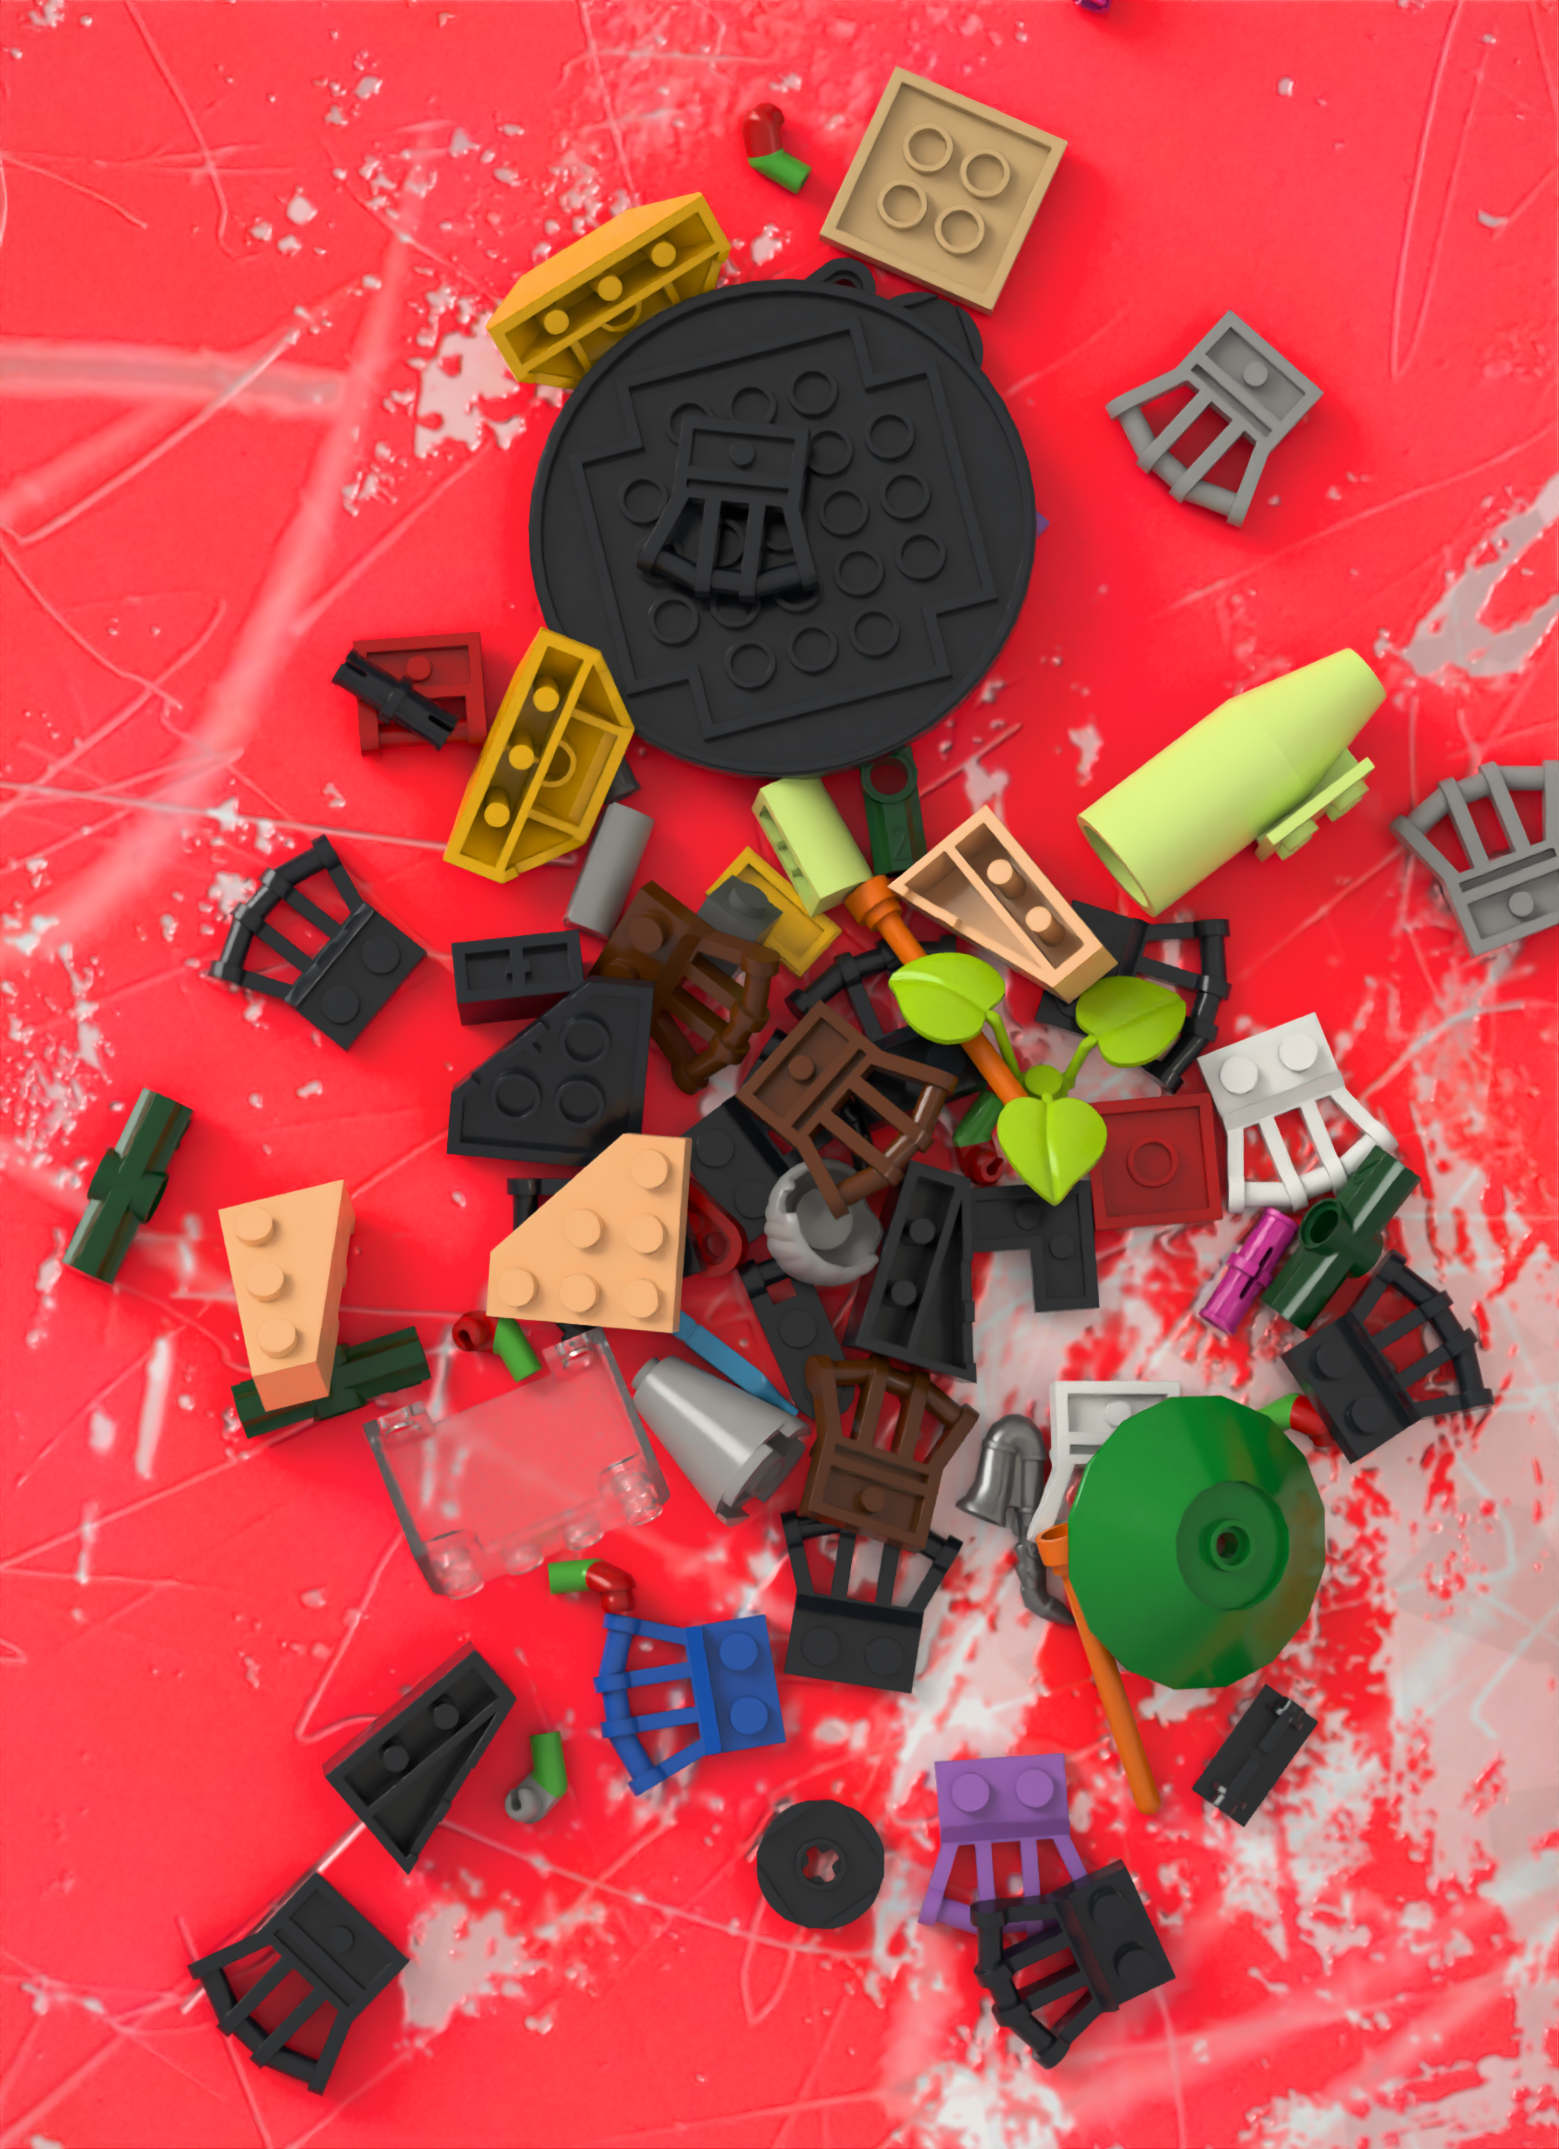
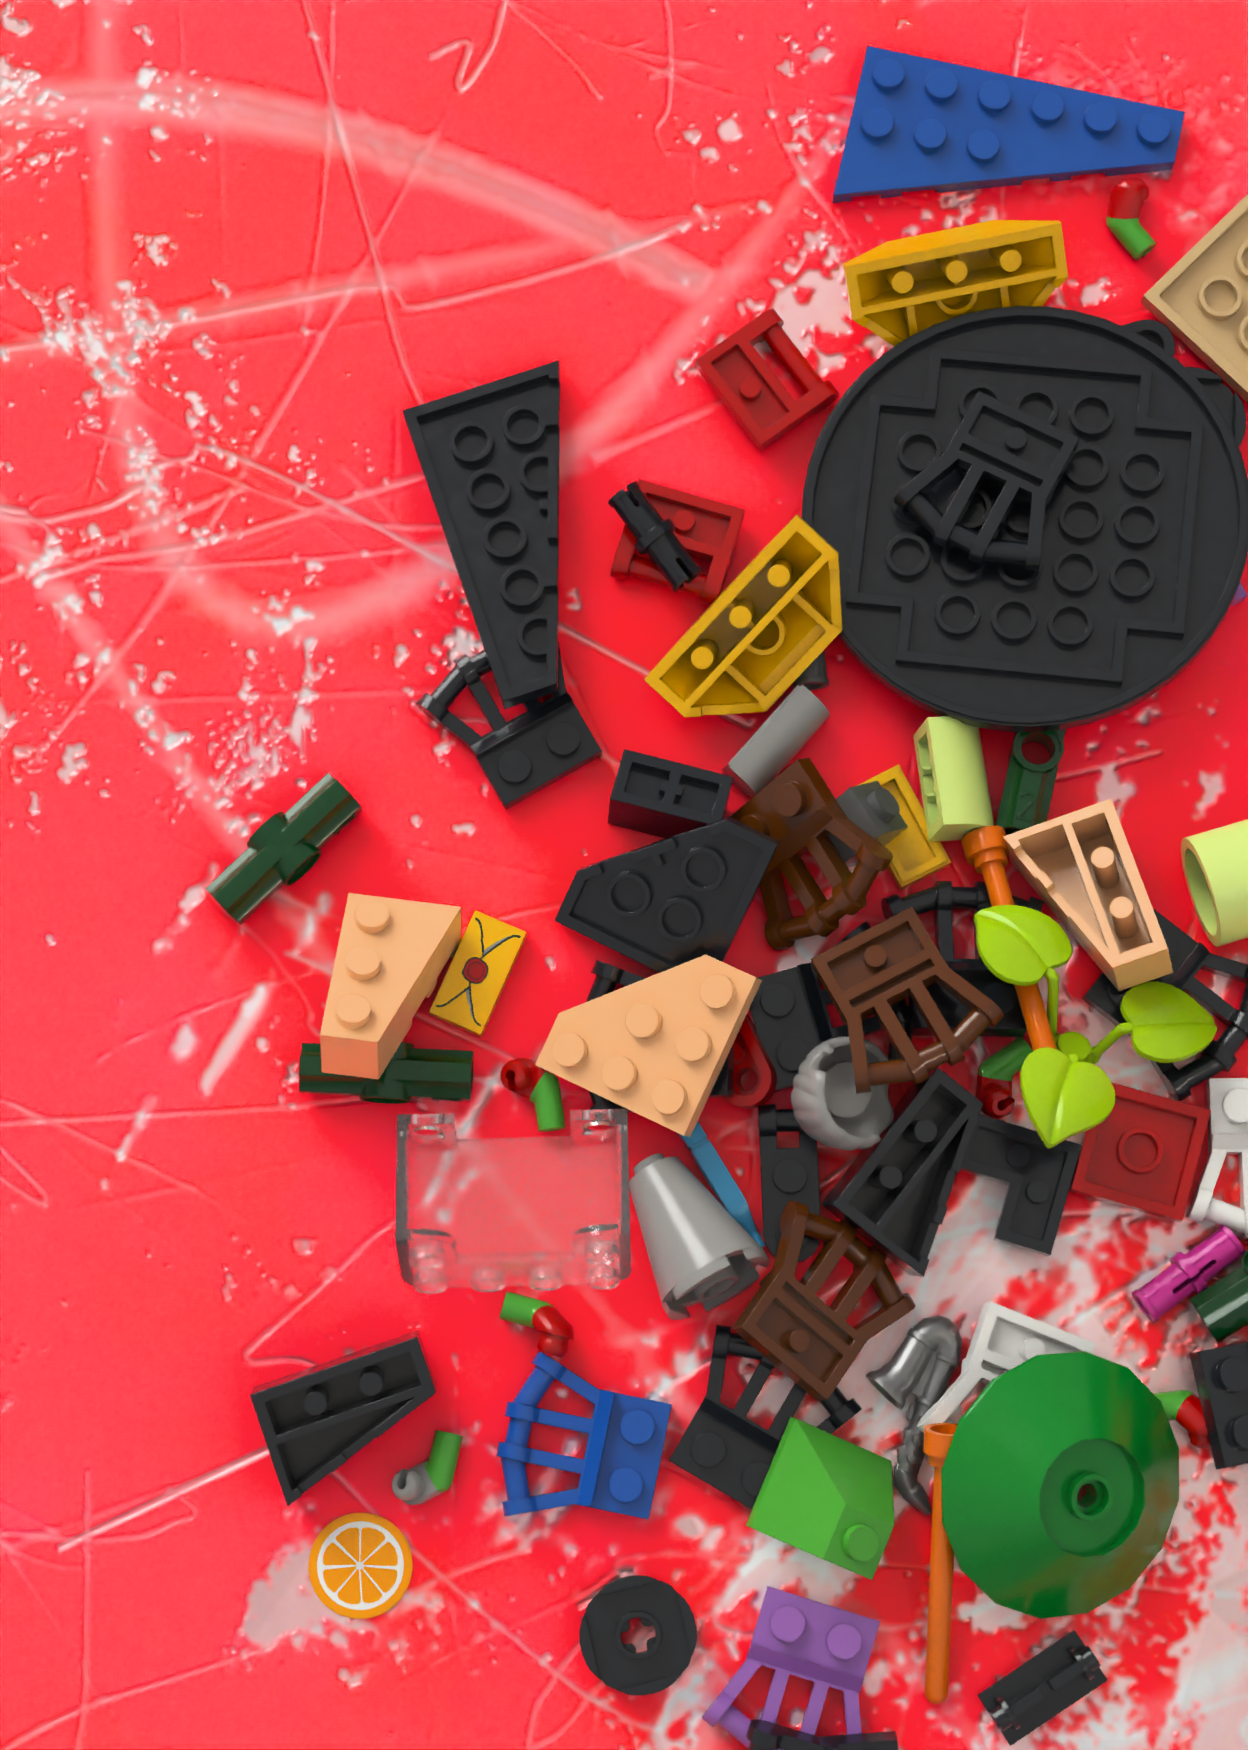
camera: 30 degrees right, 5 degrees down
(204, 713) = (496, 494): none -> black wing
(331, 1949) = (202, 1547): black plate -> none
(386, 1239) = (478, 973): none -> yellow tile
(436, 493) = (751, 387): none -> red plate
(504, 1905) = (360, 1565): none -> light orange sticker
(560, 112) = (973, 128): none -> blue wing
(962, 1649) = (827, 1498): none -> bright green slope

